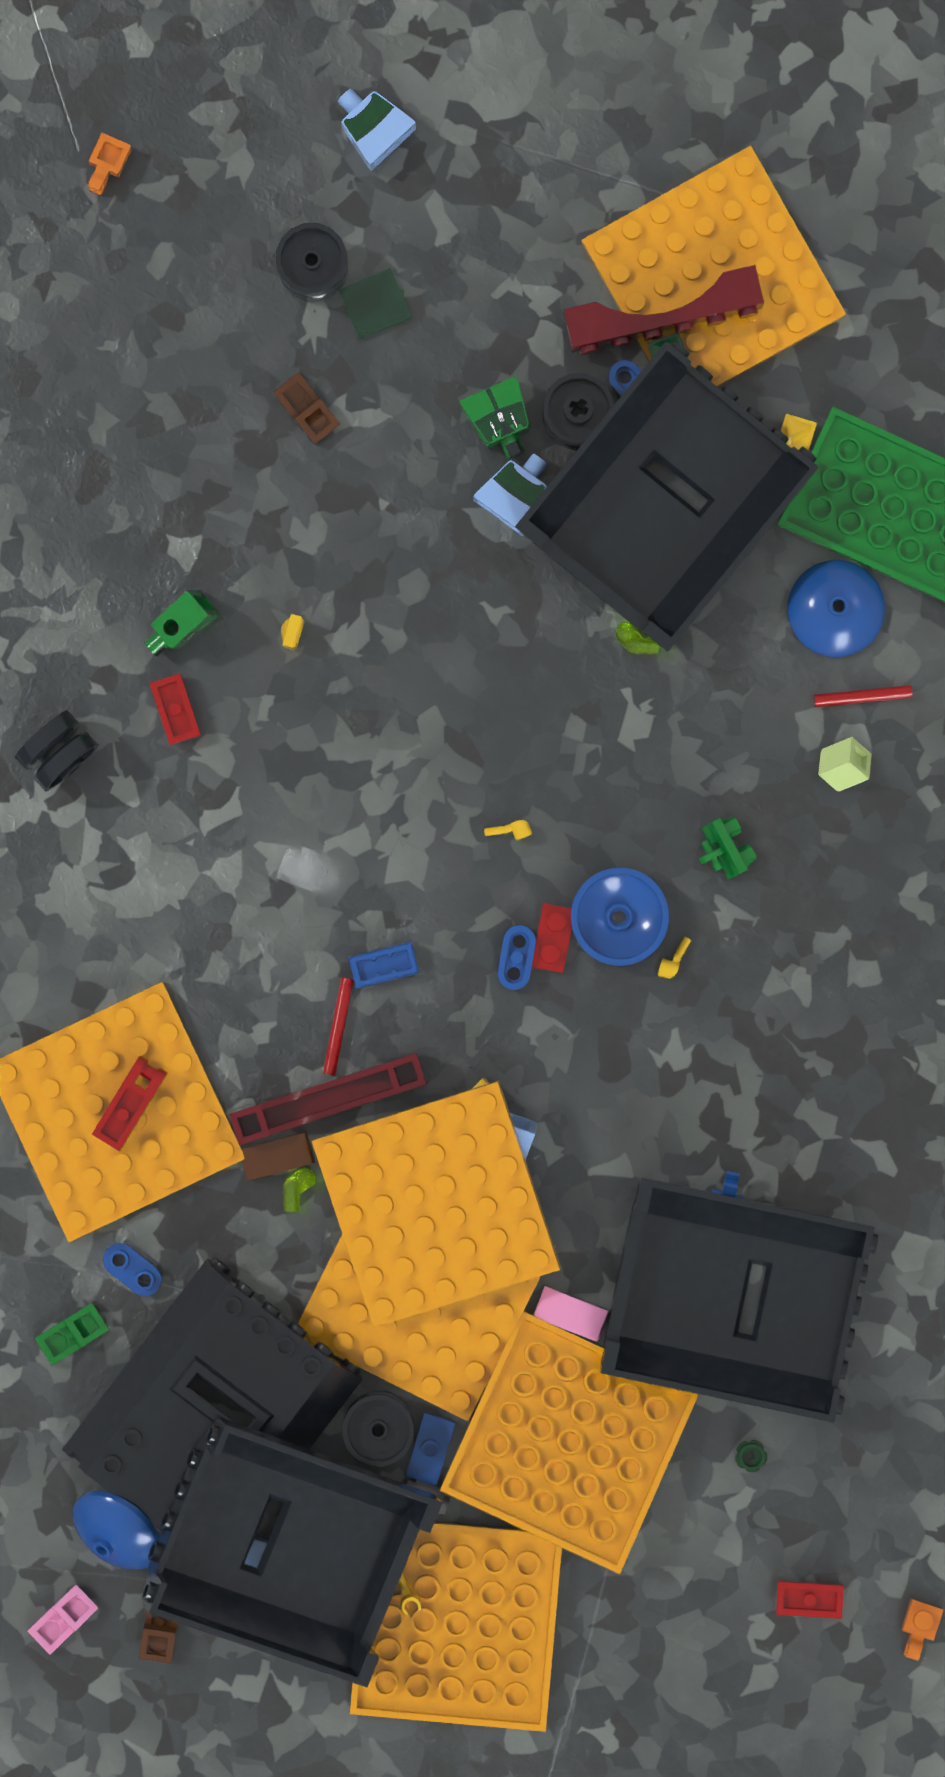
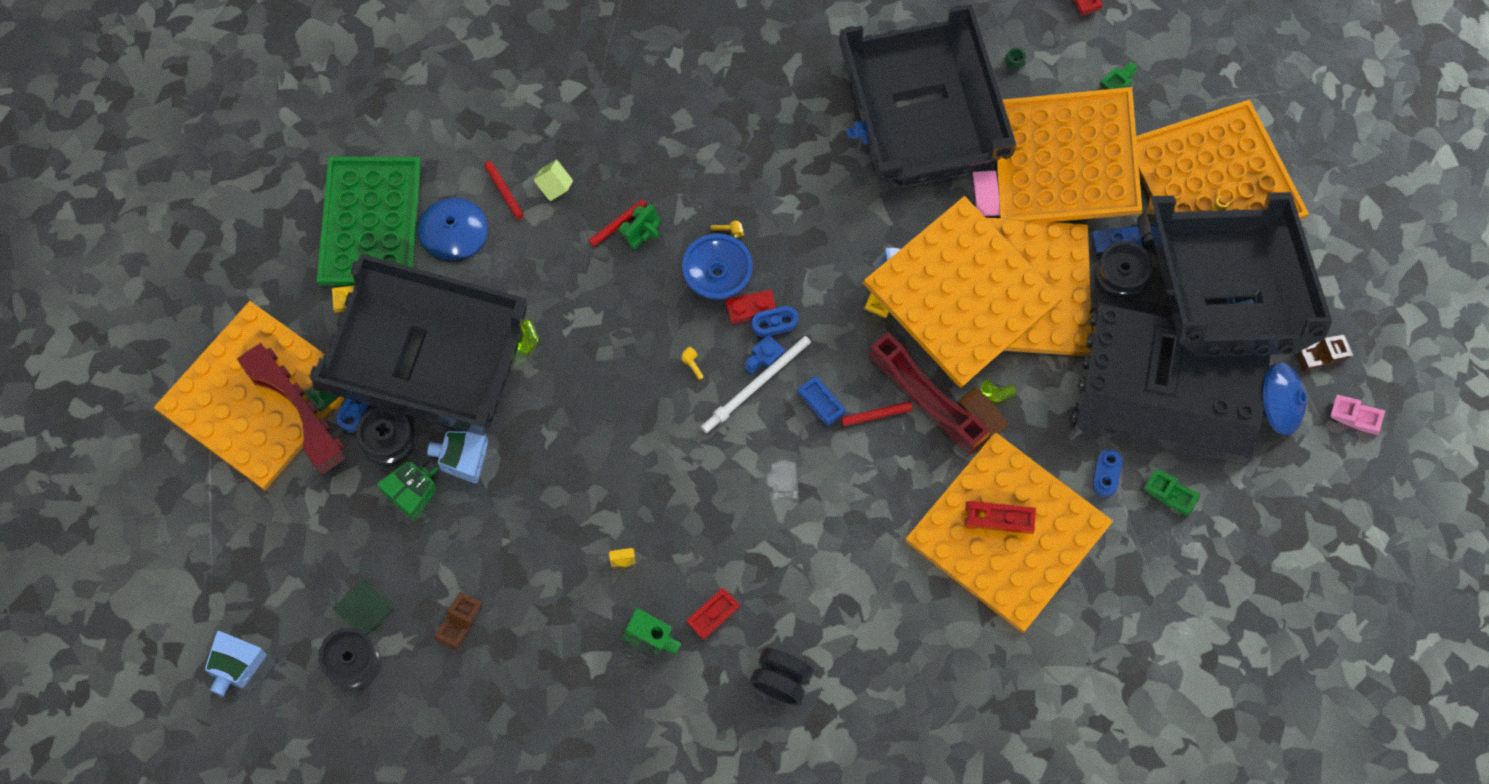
camera: 115 degrees left, 20 degrees down
(424, 834) = (722, 413): none -> white bar
(479, 928) = (764, 354): none -> blue plate
(654, 1573) = (1119, 79): none -> green plate
(748, 820) = (614, 225): none -> red bar

